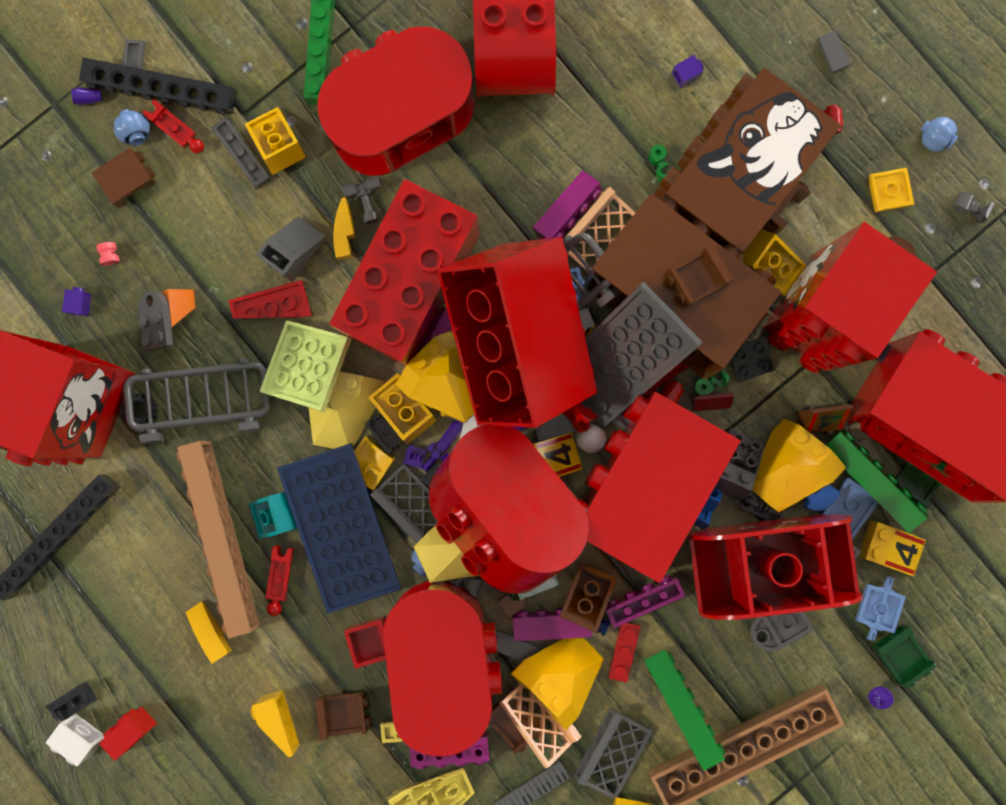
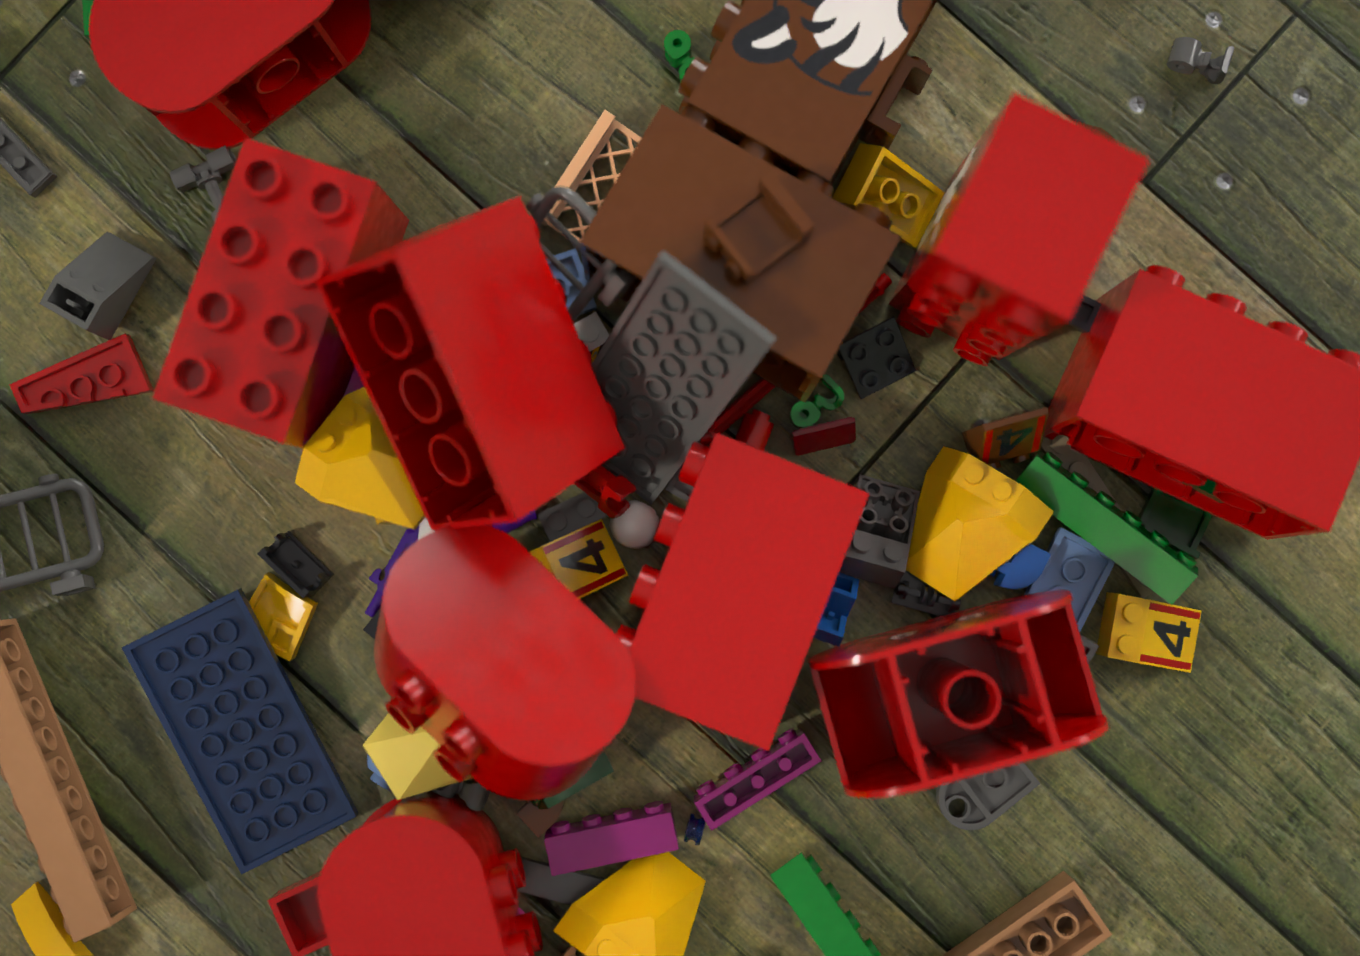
camera: 10 degrees left, 0 degrees up
(272, 515) = (129, 726): teal slope -> none
(275, 140) = (52, 114): yellow slope -> none
(278, 579) = (155, 827): red plate -> none
(305, 365) = (146, 473): yellowish green plate -> none
(343, 231) = (182, 241): yellow slope -> none
(346, 411) = (218, 529): light yellow wedge -> none
(394, 512) = (325, 687): dark grey fence -> none
(405, 415) = (320, 531): yellow slope -> none
(414, 456) = (351, 595): dark purple tile -> none
(568, 207) = (545, 150): magenta brick -> none
(588, 597) = (661, 787): reddish brown slope -> none
(624, 652) = (737, 865): red plate -> none
(880, 608) = (1143, 733): medium blue plate -> none
(880, 697) = (1165, 879): dark purple hat -> none
(890, 190) = (1064, 52): yellow tile -> none
(904, 656) = (1194, 806): dark green panel -> none

